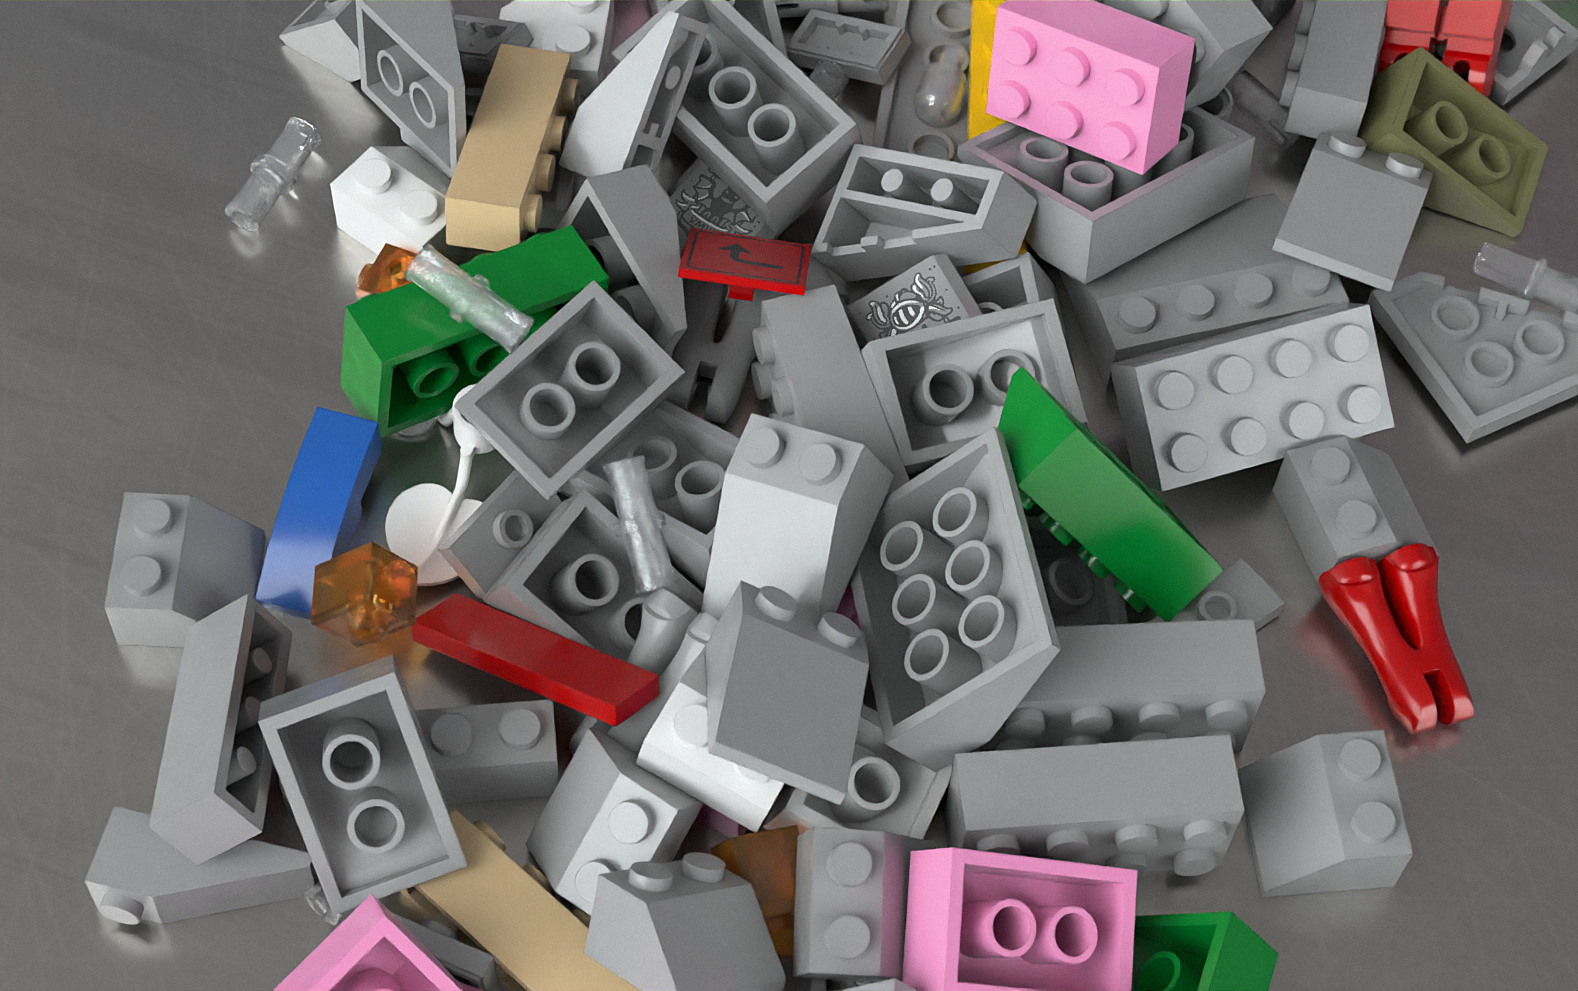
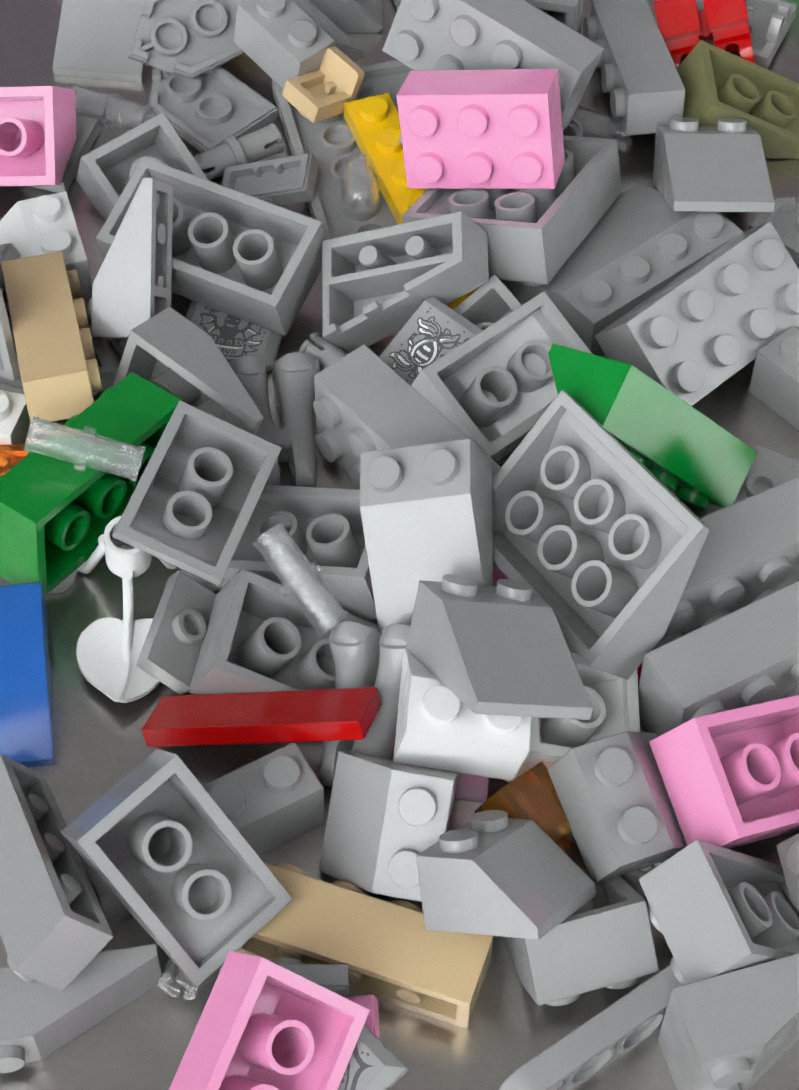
camera: 20 degrees left, 5 degrees down
(364, 594) = (93, 722): clear orange brick -> none
(745, 263) = (283, 356): red piece -> none

